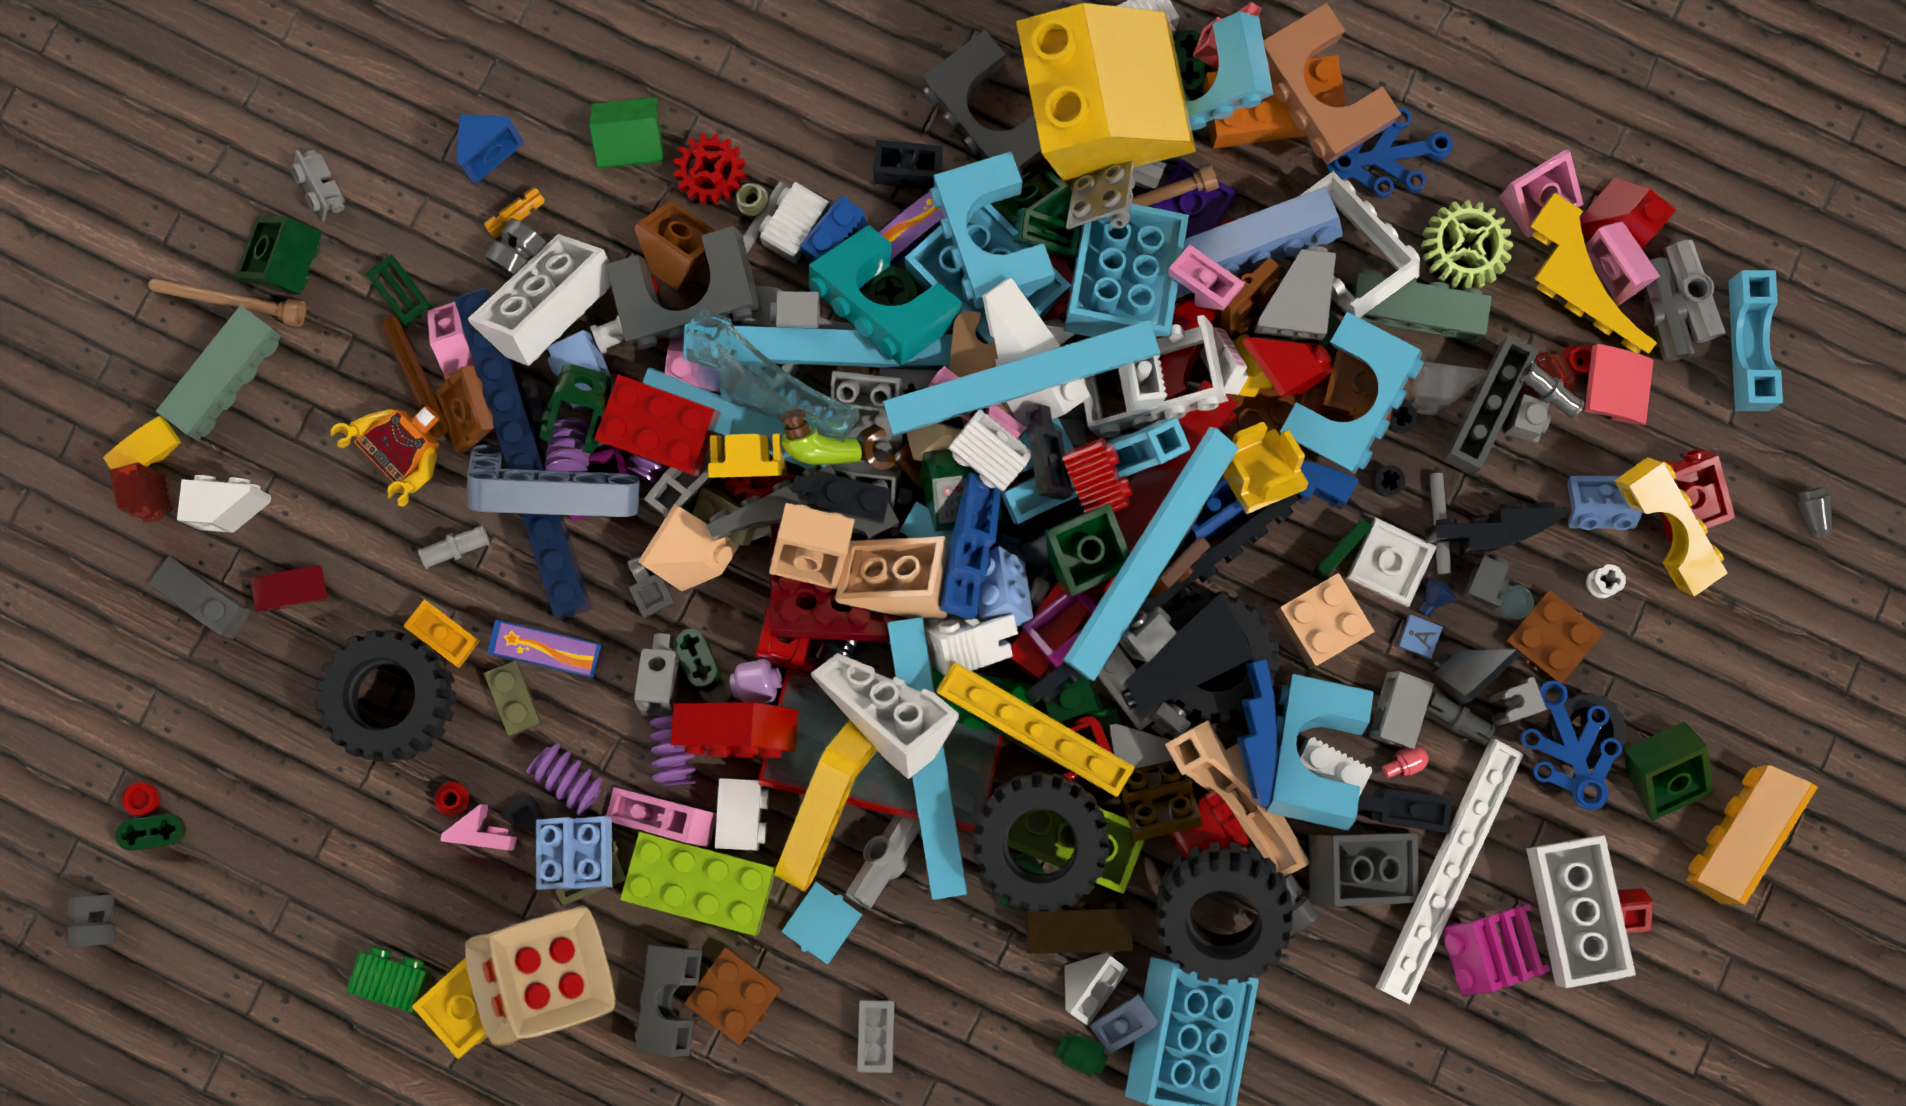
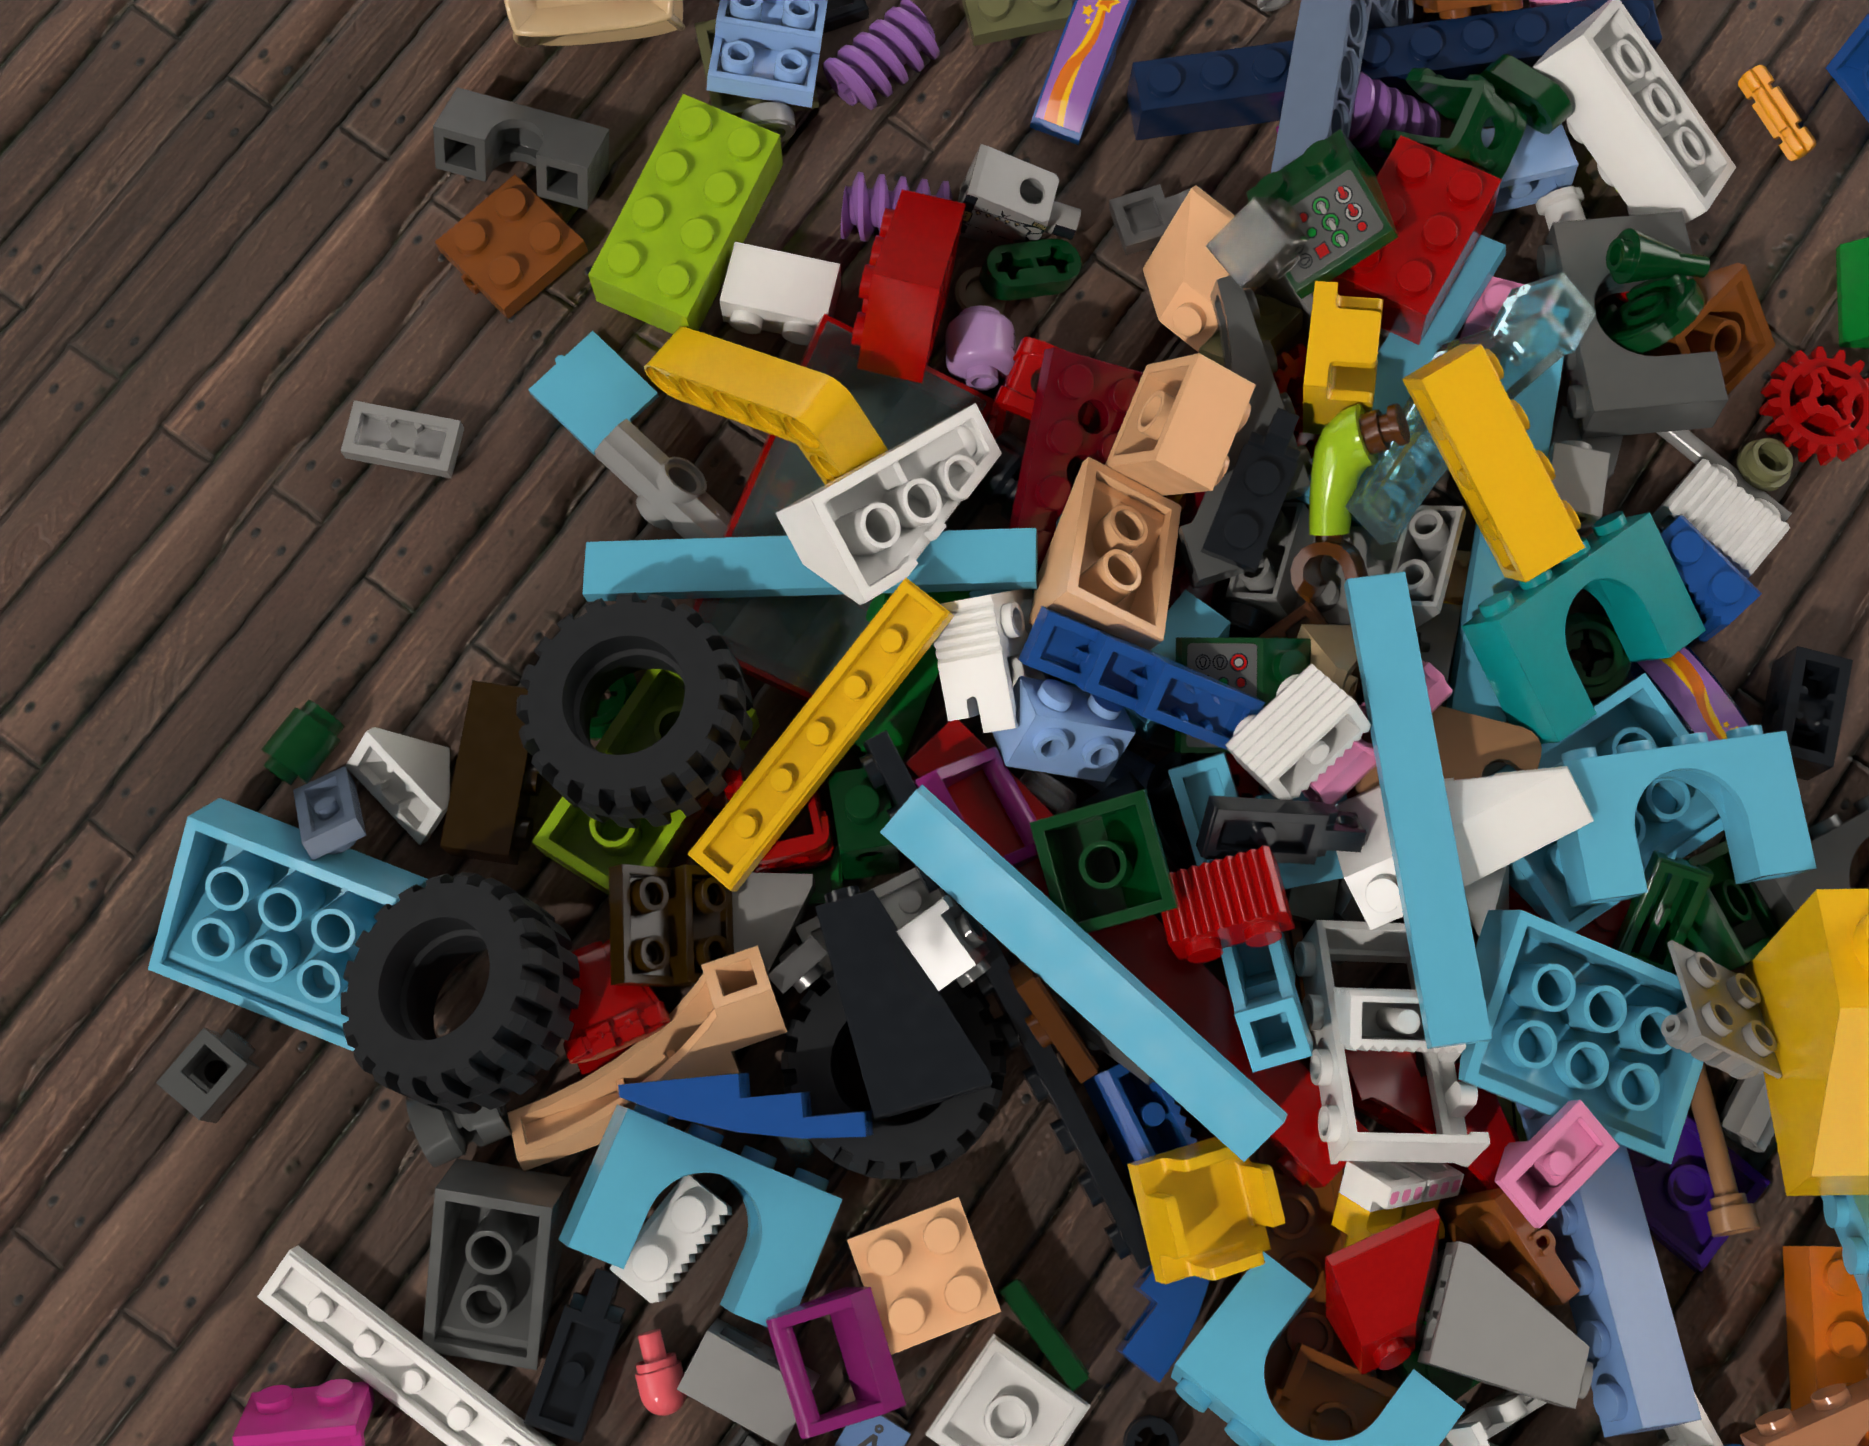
camera: 95 degrees right, 5 degrees down
(516, 247) = (1721, 97): dark grey wheel -> none
(541, 367) = (1530, 91): none -> dark green beam
(623, 844) = (772, 116): none -> light grey tile
(647, 286) = (1641, 258): none -> dark green cone
(659, 479) = (1338, 209): none -> slope
(662, 817) = (796, 183): bright pink slope -> none
(678, 276) = (1653, 313): none -> dark green tile
(688, 513) = (1259, 242): none -> clear smoke brick
(803, 358) = (1495, 461): none -> yellow brick
(1298, 1070) = (190, 1074): none -> dark grey brick
(1374, 646) = (863, 1352): none -> magenta tile

